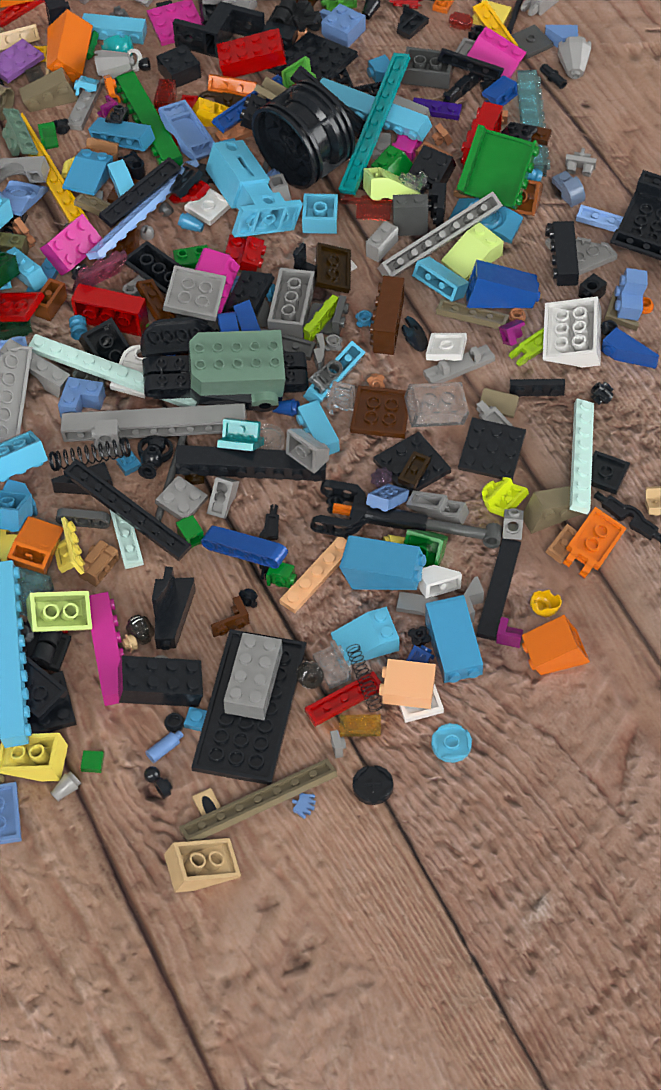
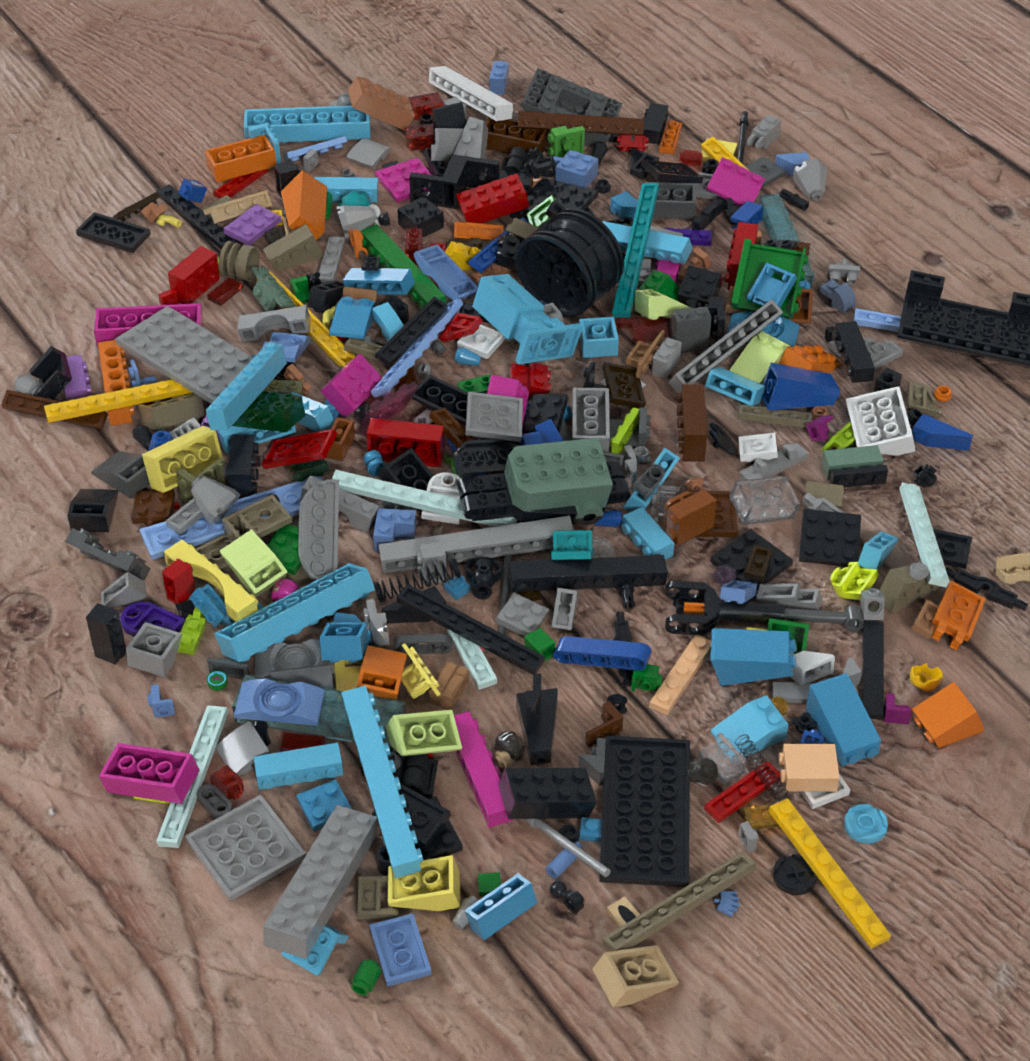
camera: 10 degrees left, 10 degrees down
(41, 495) = (376, 625): none -> light grey slope
(69, 144) = (325, 296): none -> black slope
(87, 83) = (332, 238): medium azure bracket -> none
(95, 785) = (501, 906): none -> dark azure brick
(105, 108) = (356, 260): magenta panel -> none
(170, 735) = (570, 846): none -> light grey bar
(185, 181) = (456, 317): black wing -> none
(213, 655) = (595, 763): none -> dark grey slope
(253, 676) = (645, 777): light grey brick -> none
(284, 488) = (626, 591): none -> black pin
(306, 449) = (645, 553): light grey slope -> none
(357, 415) = (689, 515): none -> dark orange brick
(359, 234) = (642, 354): none -> medium nougat bracket
(364, 318) = (666, 430): dark azure plate -> none
(366, 45) = (603, 186): none -> black plate
(399, 617) = (781, 705): none -> clear yellow plate
(403, 788) = (829, 873): none -> yellow plate
(413, 181) = (689, 300): clear bracket -> none
(435, 36) = (671, 172): none -> black plate
(470, 64) = (714, 192): black slope -> none
(496, 179) = (769, 288): none -> dark azure container
(522, 256) = (810, 358): none -> orange slope
(534, 368) = (851, 458): none -> sand green brick
(534, 467) = (877, 550): none -> medium azure slope
(562, 496) = (918, 571): none -> light grey plate
(630, 294) = (929, 381): medium blue brick -> none

